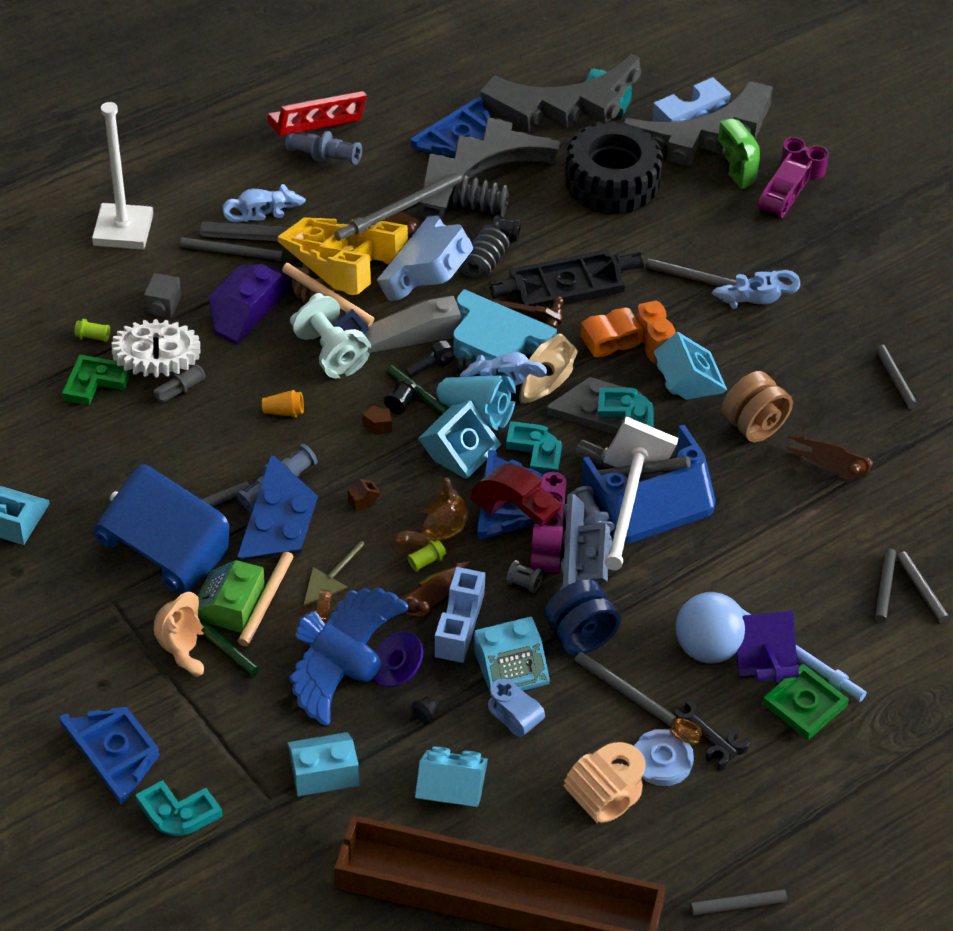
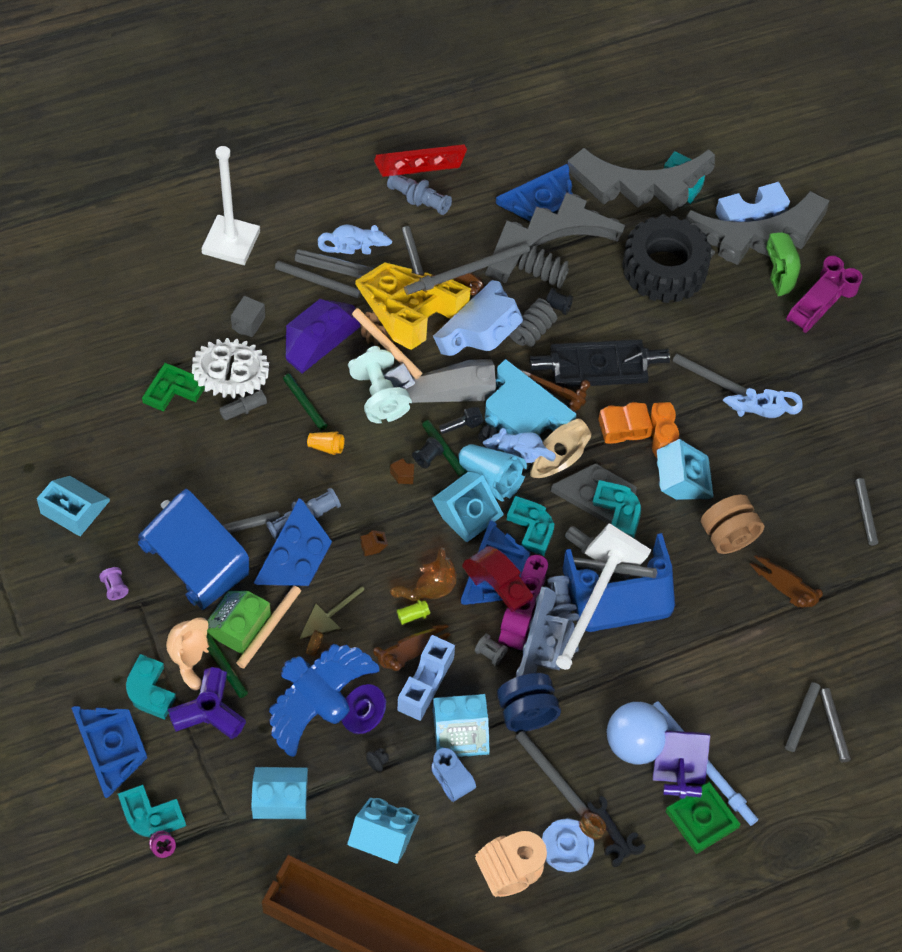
camera: 10 degrees right, 10 degrees up
(76, 584) = (114, 583): none -> medium lavender bush
(91, 330) = (180, 339): lime pin -> none
(138, 689) = (142, 688): none -> teal plate
(210, 834) = (162, 852): none -> magenta bush
(218, 690) = (210, 694): none -> dark purple piece
(248, 370) = (305, 402): none -> dark green bar
(328, 203) = (412, 250): none -> dark grey bar

